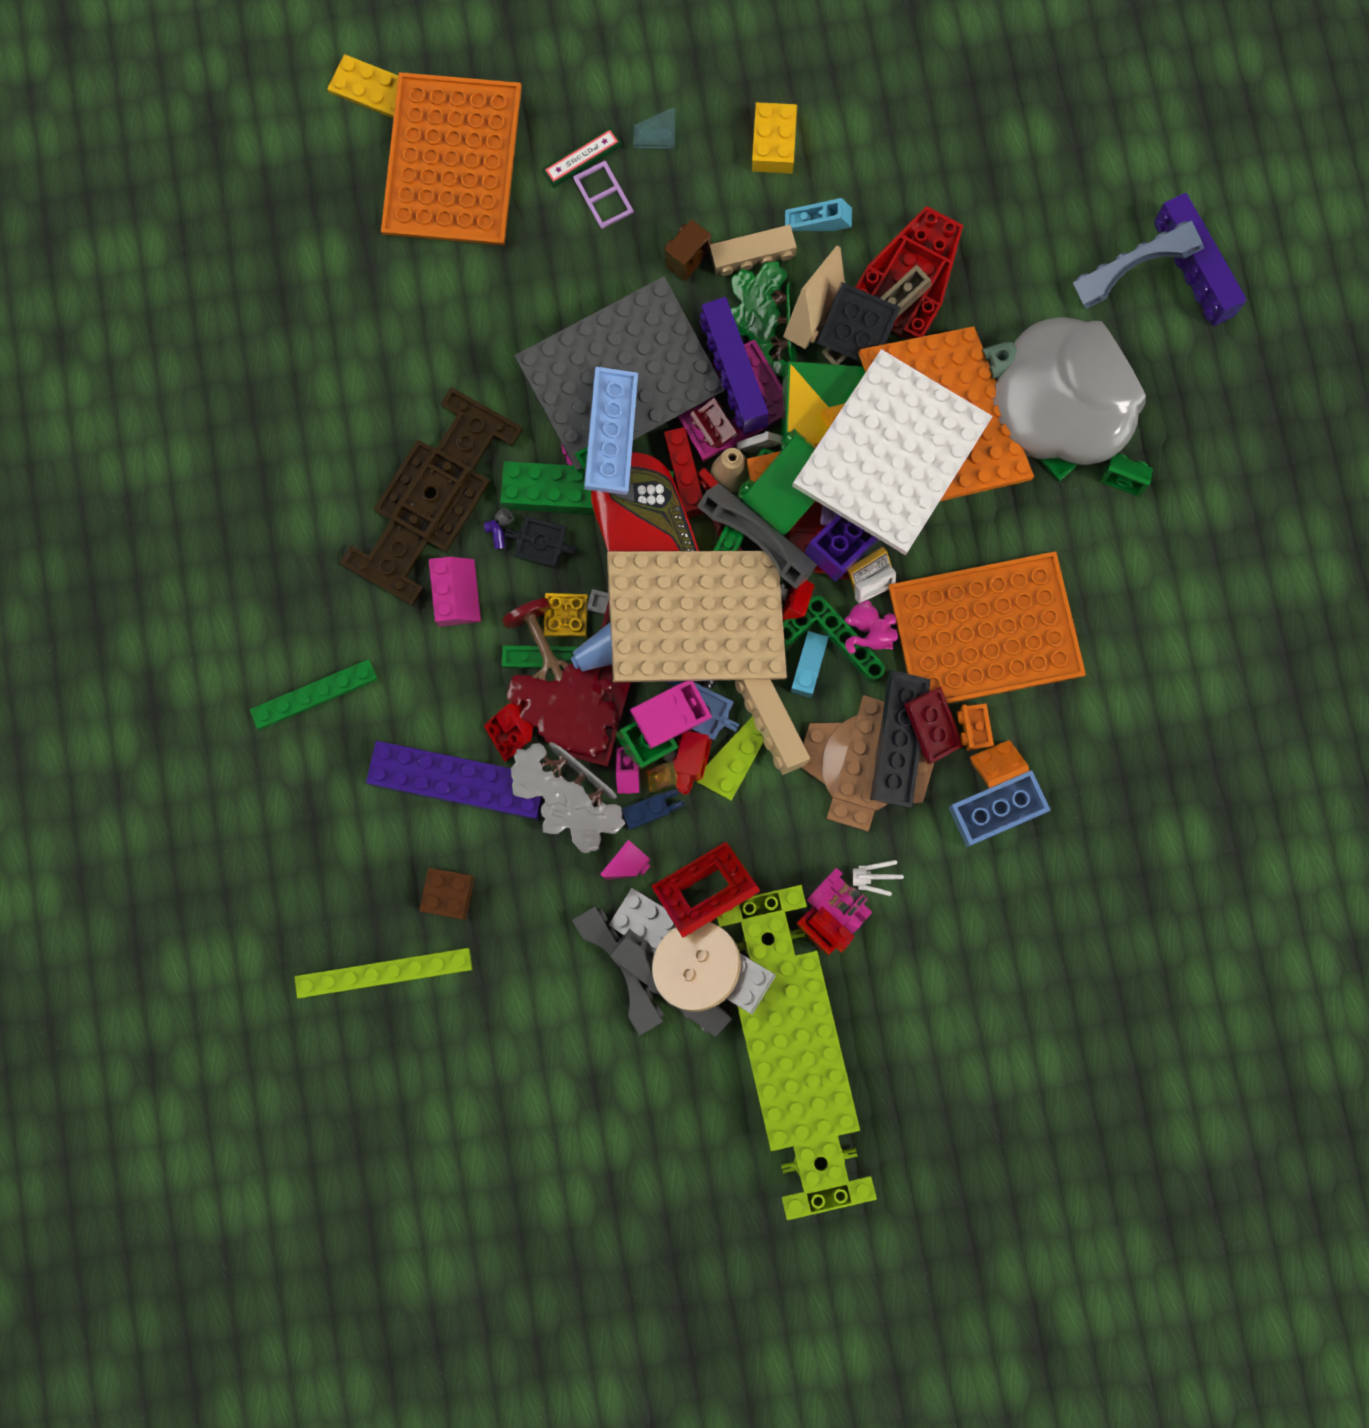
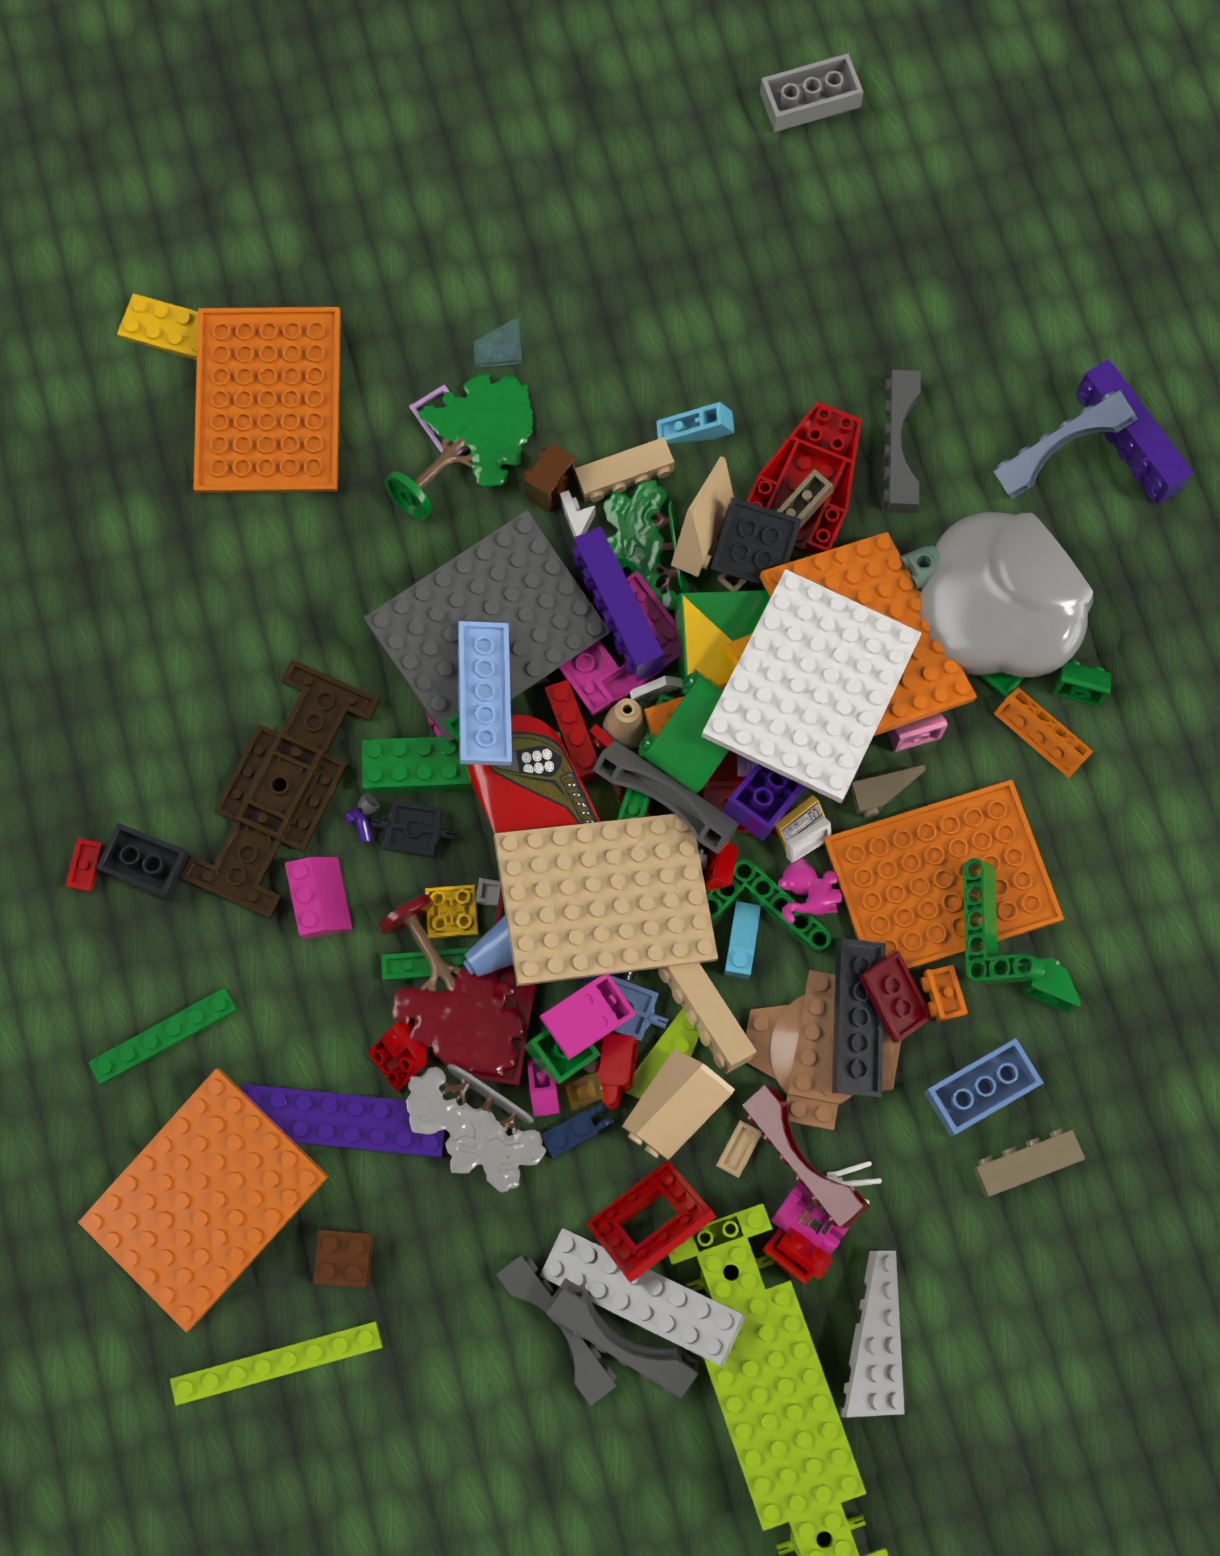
camera: 10 degrees left, 5 degrees down
(260, 544) = (84, 864): none -> red plate
(310, 546) = (143, 862): none -> black brick
(334, 832) = (203, 1199): none -> orange plate
(581, 157) = (417, 383): tile -> none
(627, 863) = (554, 1199): dark pink slope -> none
(639, 196) = (488, 421): none -> green plant
(696, 969) = (652, 1318): tan plate -> none
(708, 289) = (577, 519): none -> white slope
(714, 424) = (602, 673): dark red bracket -> none
(737, 796) = (676, 1105): none -> tan slope
(774, 138) = (635, 341): yellow brick -> none
(787, 838) = (739, 1149): none -> tan tile
(817, 813) = (772, 1115): none -> arch
(883, 1012) = (876, 1349): none -> light grey wing
(940, 550) = (877, 792): none -> dark tan slope
(979, 502) = (918, 732): none -> bright pink slope
(992, 286) = (903, 486): none -> dark grey arch
(999, 764) = (977, 1034): orange plate -> none
(1018, 678) = (987, 932): none -> green beam
(1029, 876) = (1029, 1163): none -> dark tan brick
(1068, 729) = (1054, 987): none -> green slope
(1086, 514) = (1041, 733): none -> orange fence

